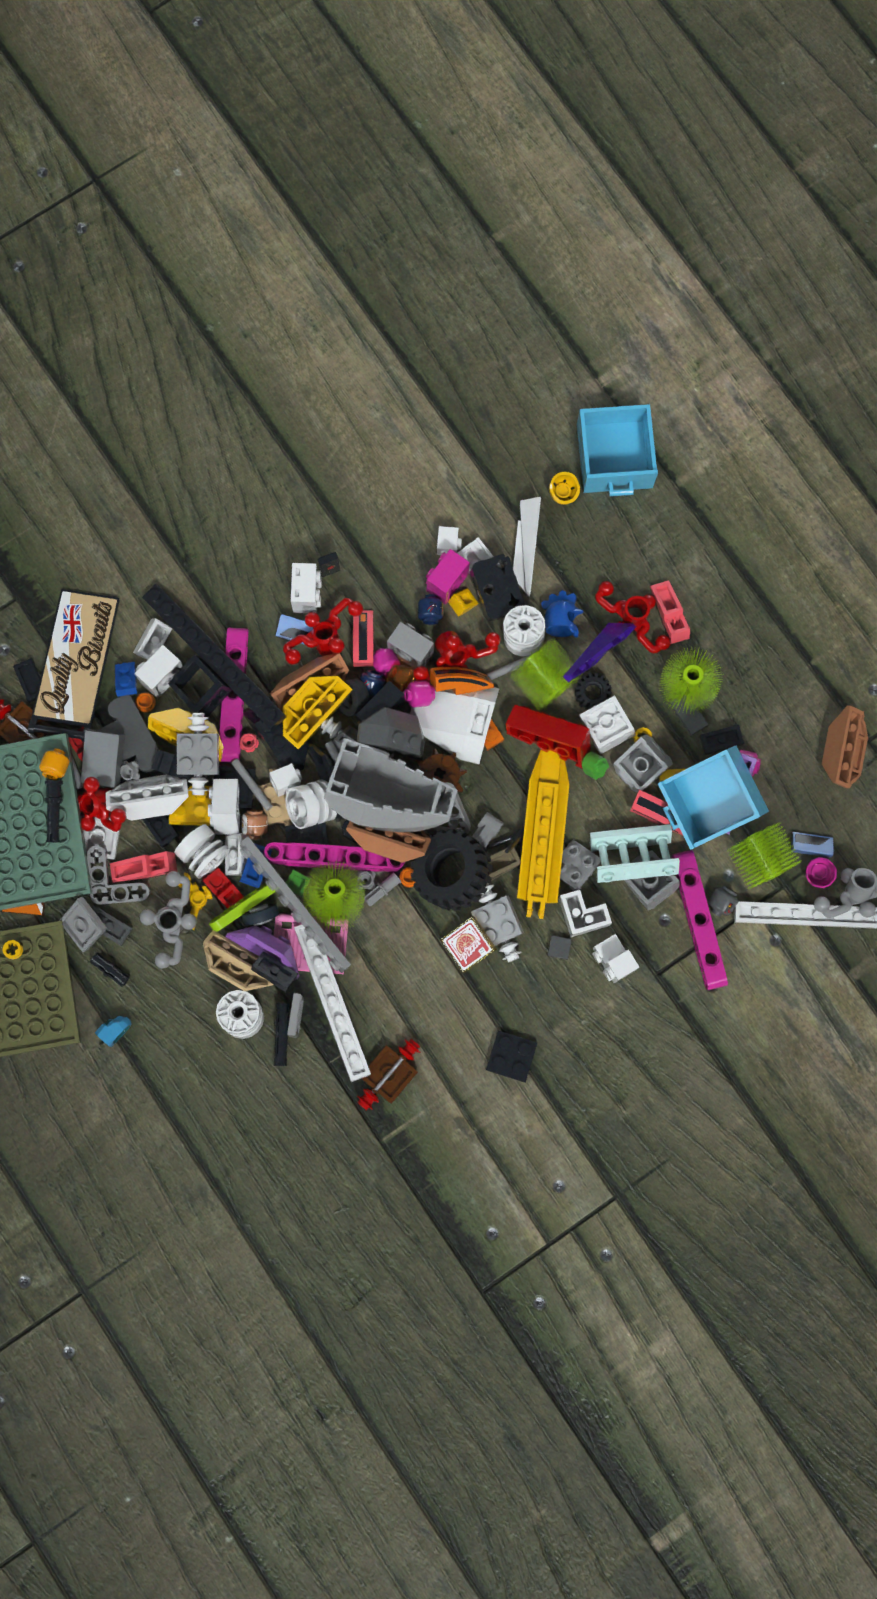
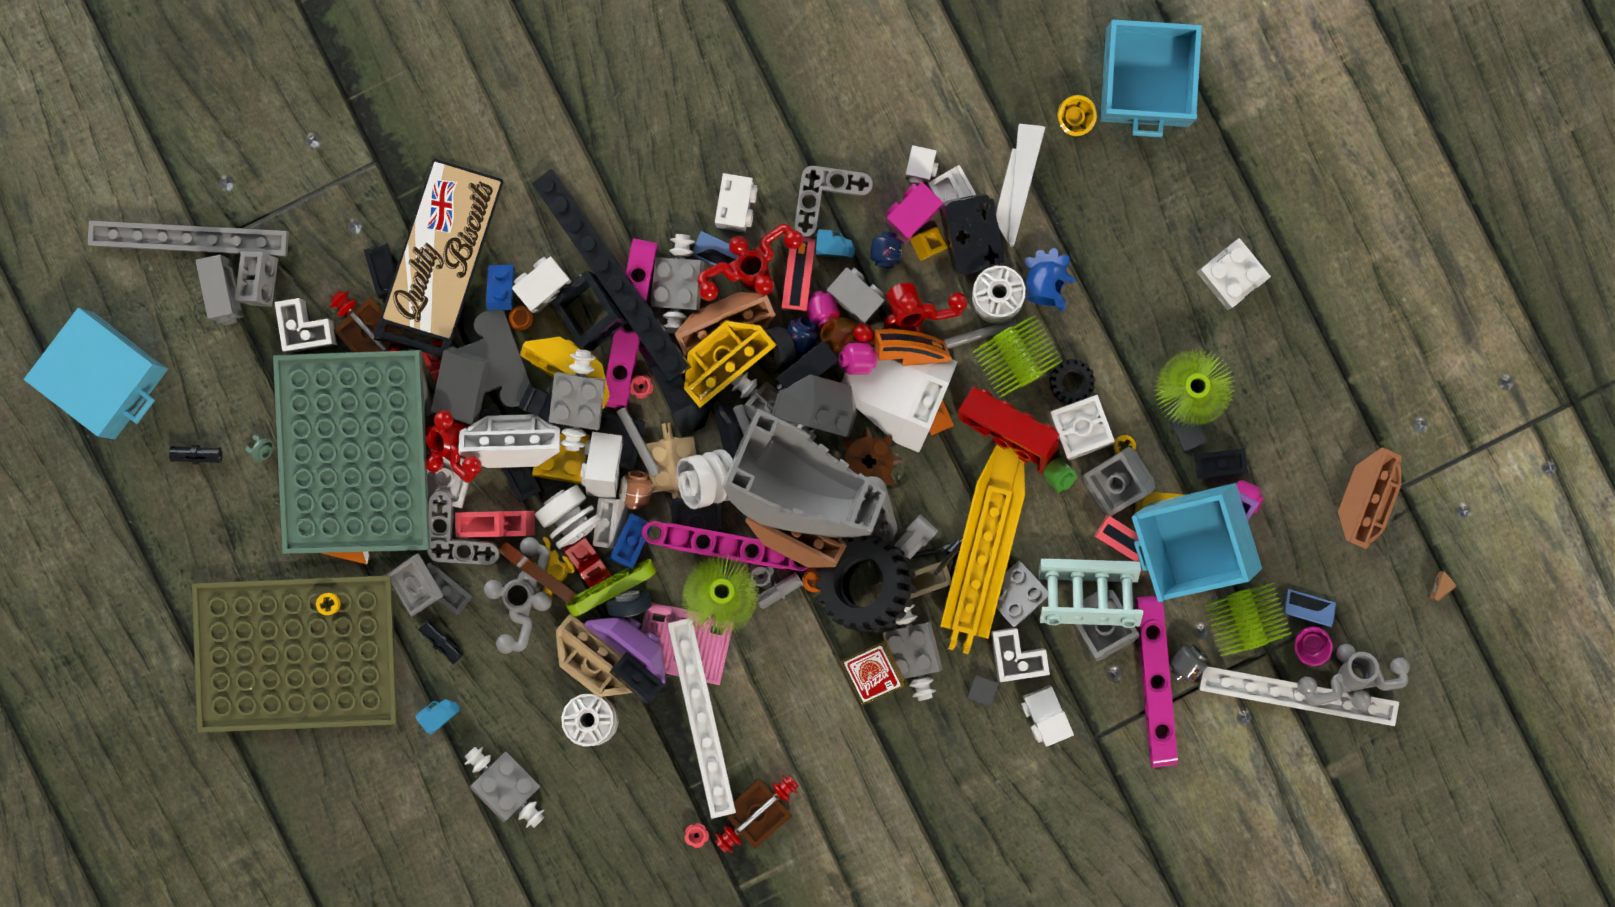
camera: 10 degrees right, 10 degrees up
(53, 801) = (395, 433): black pin -> none
(54, 764) = (401, 389): light orange head -> none
(130, 771) = (492, 405): light grey plate -> none
(153, 637) = (538, 238): white slope -> none
(171, 891) = (536, 572): none -> reddish brown beam
(176, 1081) = (504, 787): none -> light grey plate
(267, 657) = (676, 283): none -> light grey plate
(281, 1036) = (637, 742): black pin -> none
(285, 778) = (680, 443): white brick -> none
(295, 1015) = (655, 731): light grey tile -> none
(296, 883) = (677, 570): bright green tile -> none
(298, 910) = (675, 608): light grey plate -> none
(329, 564) = (768, 176): black tile -> none
(340, 1095) = (699, 841): none -> coral plate
(374, 568) = (824, 184): none -> light grey beam
(388, 612) = (833, 245): none -> dark azure rock
(511, 1056) = (905, 812): black plate -> none
(607, 639) = (1091, 327): dark purple wedge -> none
(621, 607) = (1119, 305): red wheel -> none
(670, 612) = (1184, 292): coral slope -> none
(706, 591) = (1233, 274): none -> white piece

